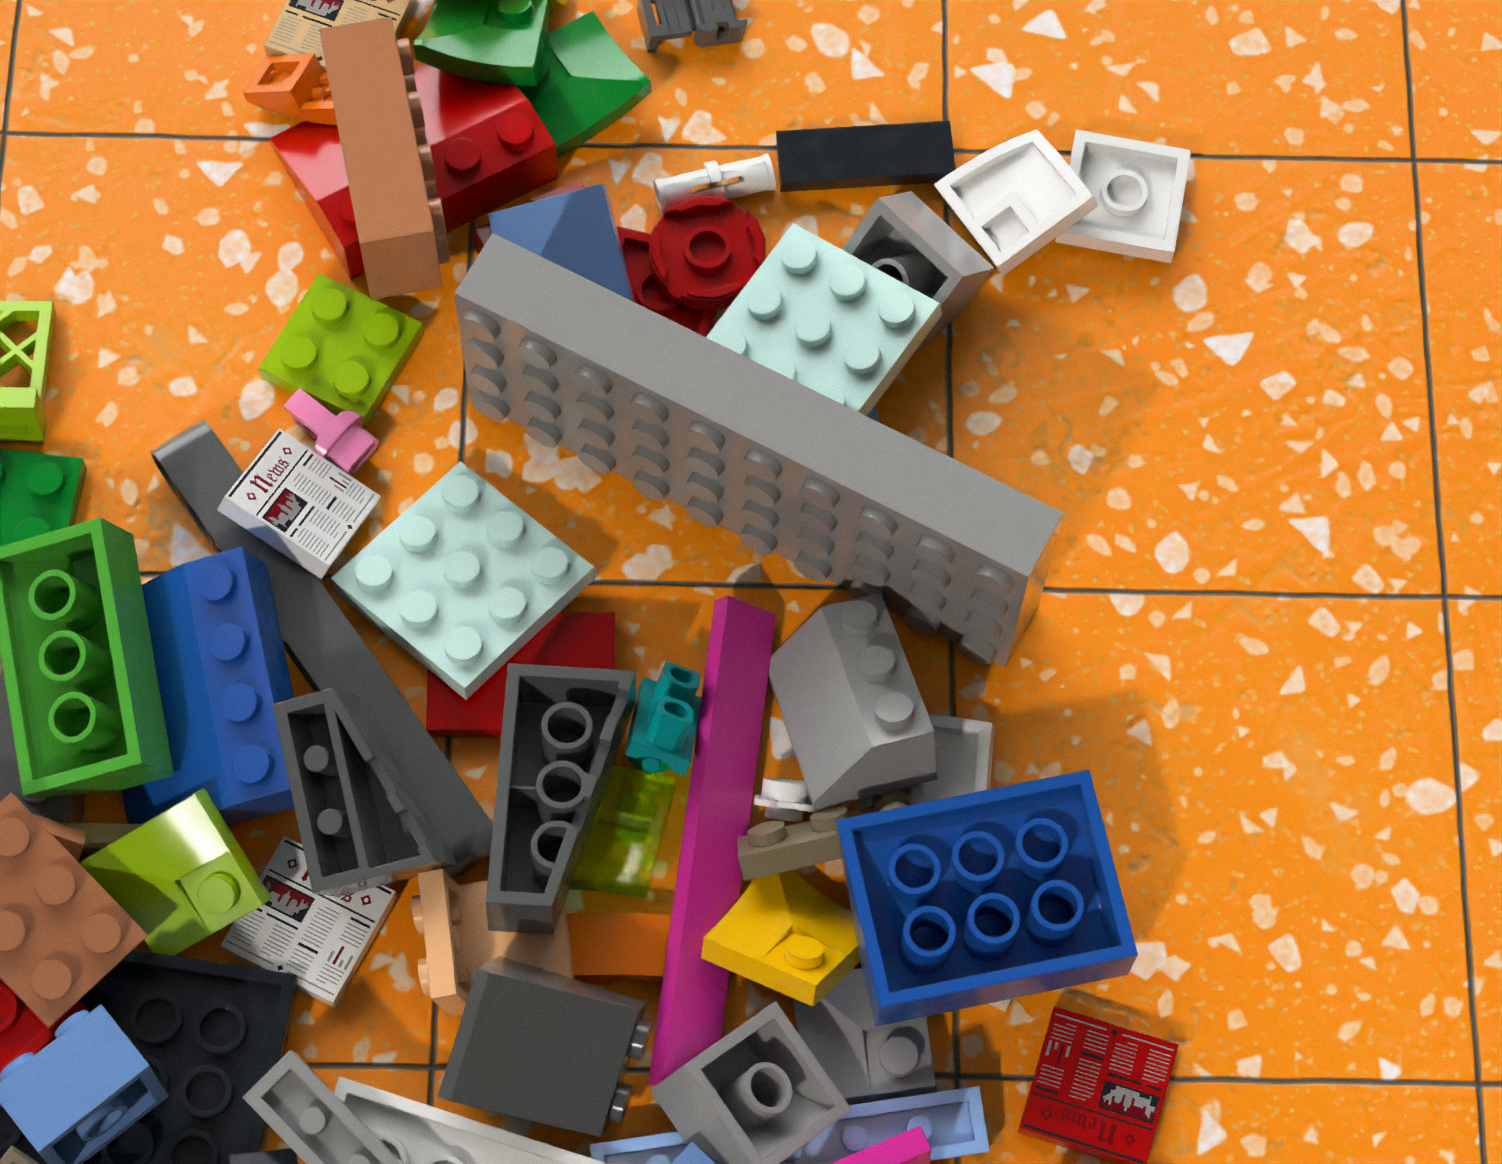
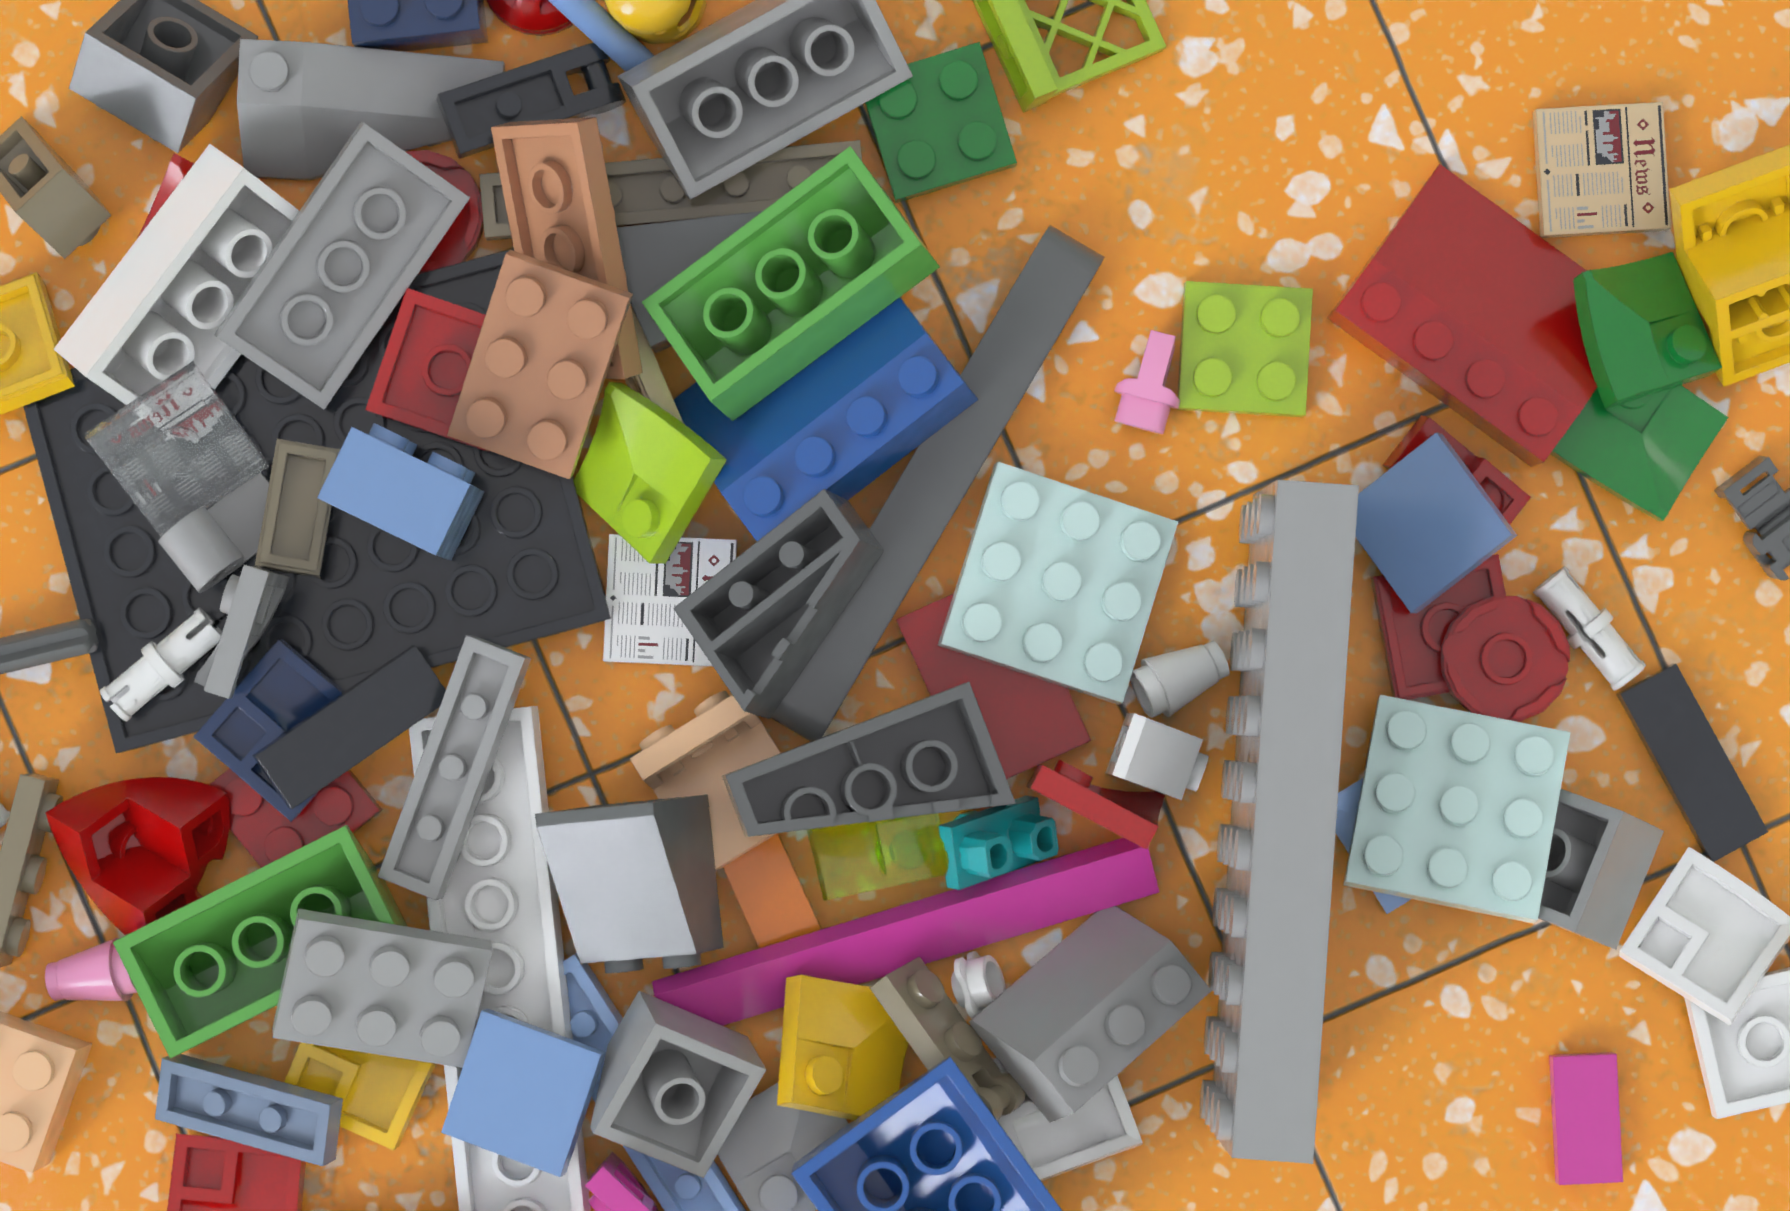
camera: 70 degrees right, 20 degrees up
(292, 88) = (1504, 178): orange slope -> none
(299, 503) = (1056, 397): white tile -> none
(386, 157) = (1434, 307): nougat brick -> none
(595, 519) = (1177, 677): none -> white cone
(651, 560) = (1157, 757): none -> white slope
(652, 630) = (1123, 812): none -> red plate
(1129, 359) = (1586, 1118): none -> dark pink tile

